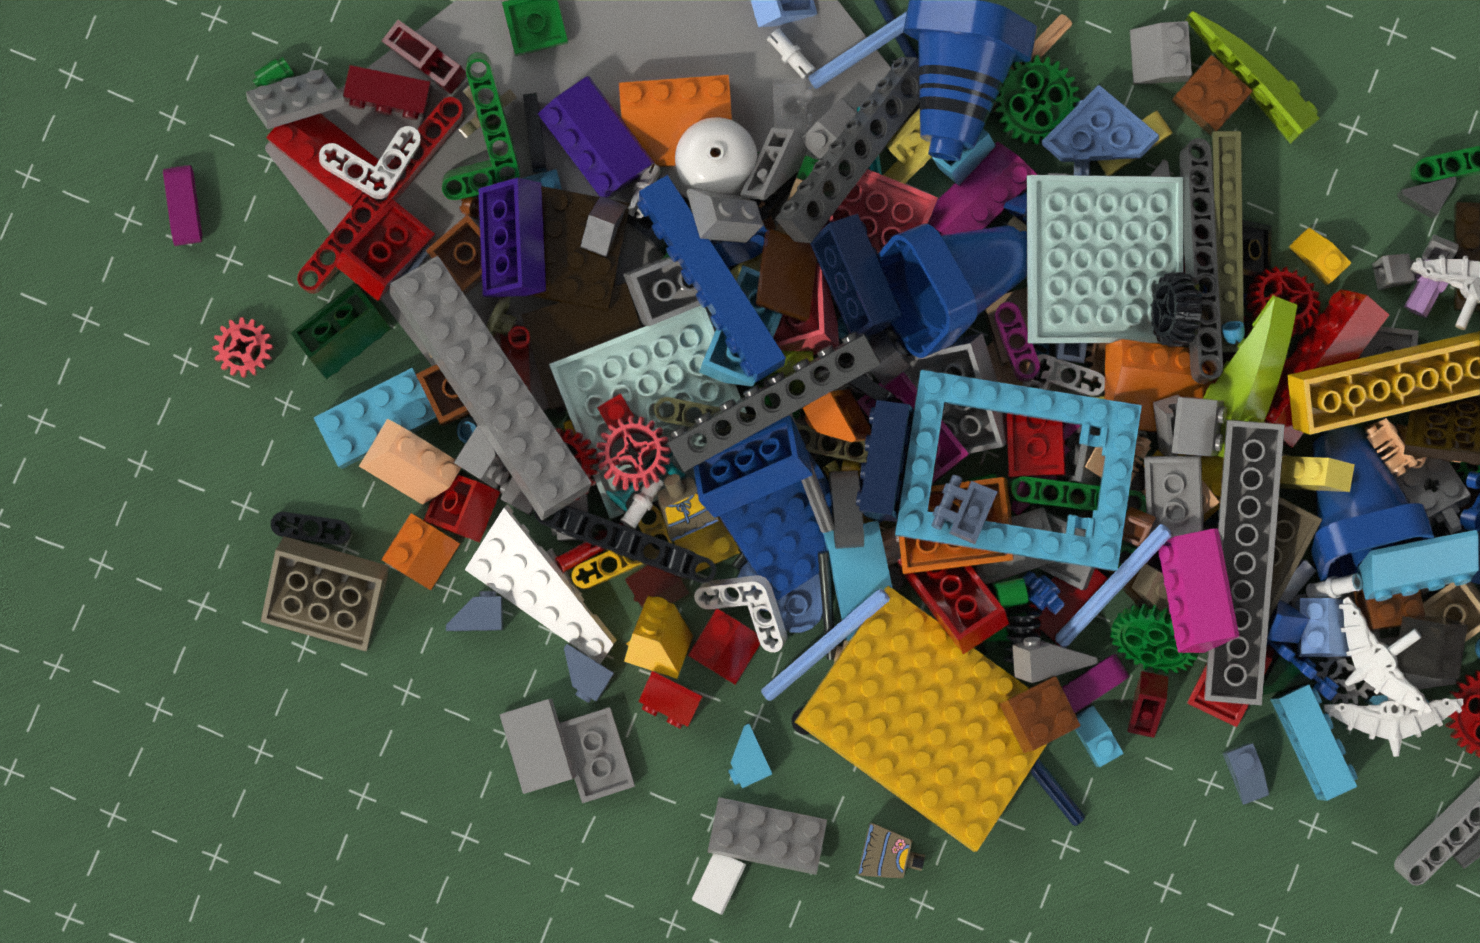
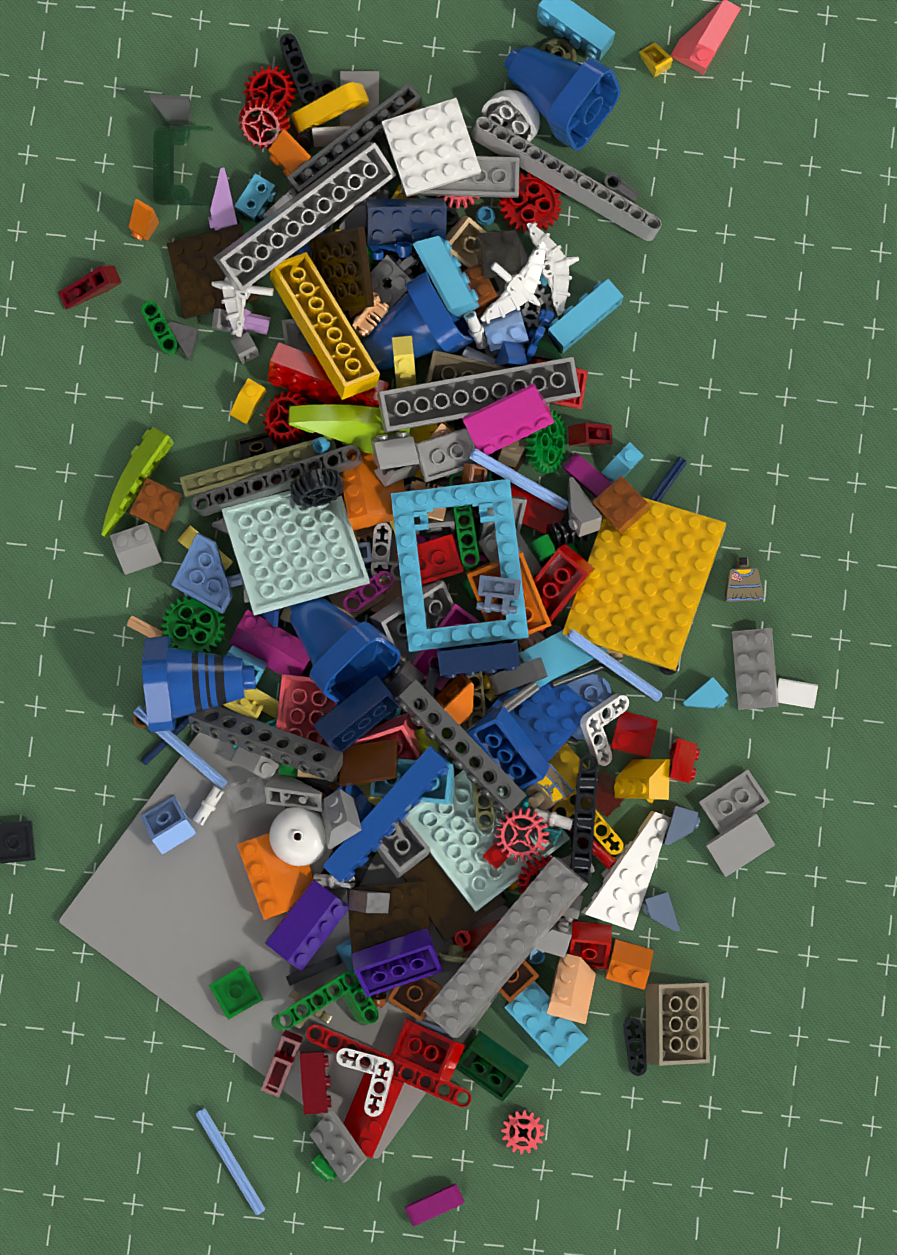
camera: 105 degrees left, 0 degrees up
(1043, 592) = (536, 526): blue gear -> none
(1246, 772) = (617, 356): sand blue slope -> none

